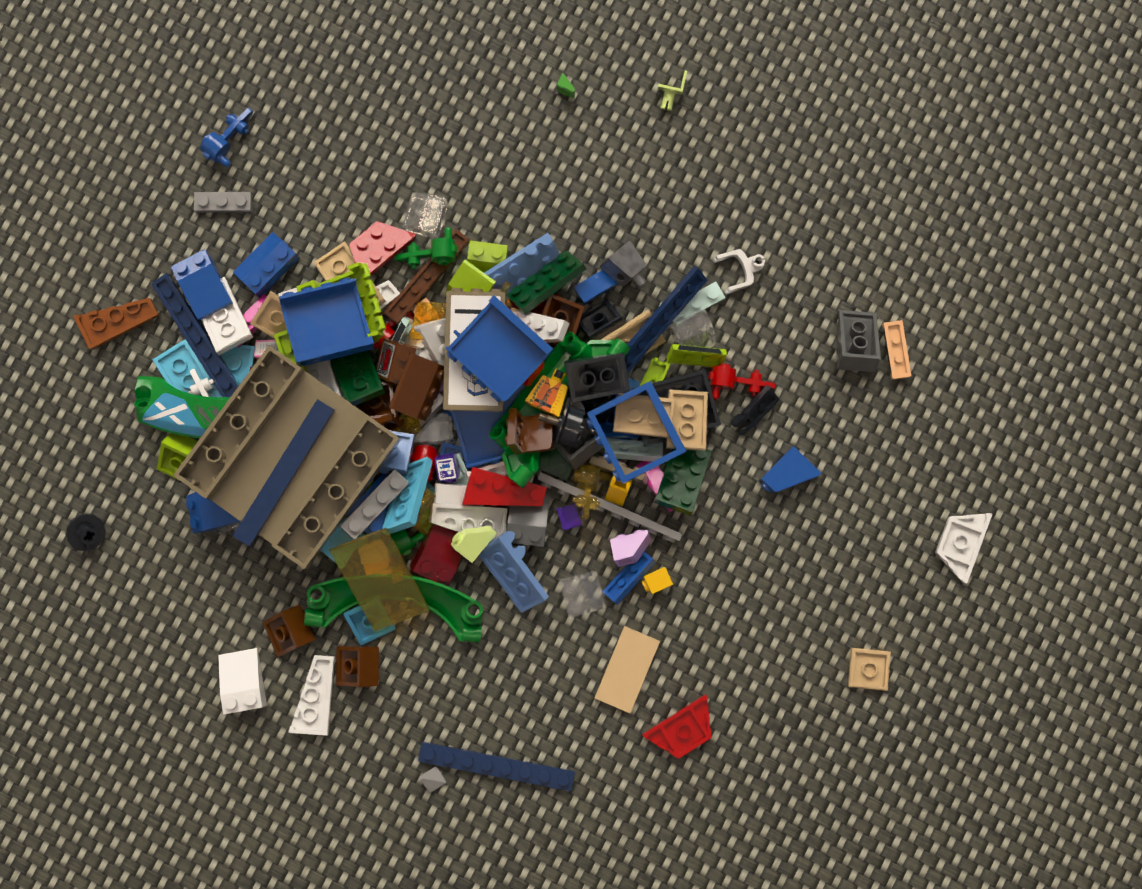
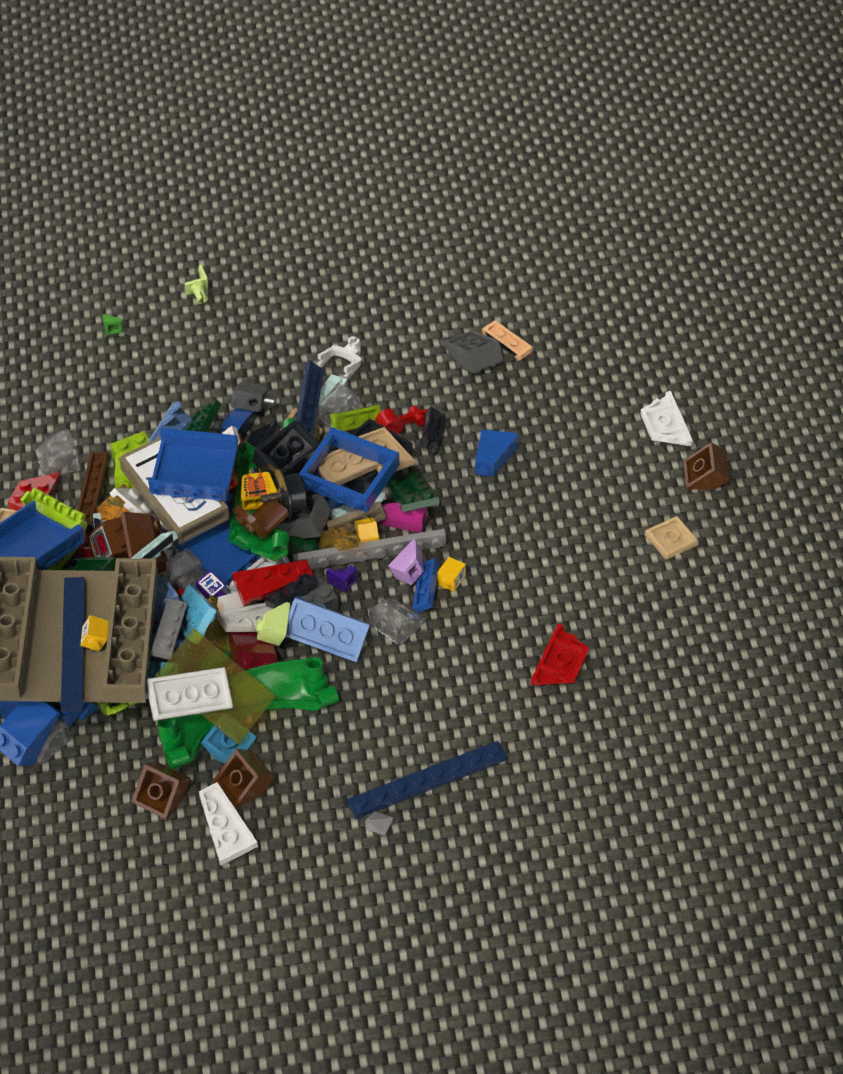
camera: 35 degrees left, 35 degrees down
(241, 681) = (148, 853): white slope -> none
(302, 481) = (94, 633): none -> yellow brick
(348, 581) = (189, 693): none -> white tile
(412, 411) = (154, 548): none -> light aqua plate
(441, 251) = (91, 461): green piece -> none
(509, 516) = (293, 589): none -> black hinge
(627, 669) = (479, 649): tan tile -> none
(954, 621) = (706, 468): none -> reddish brown slope

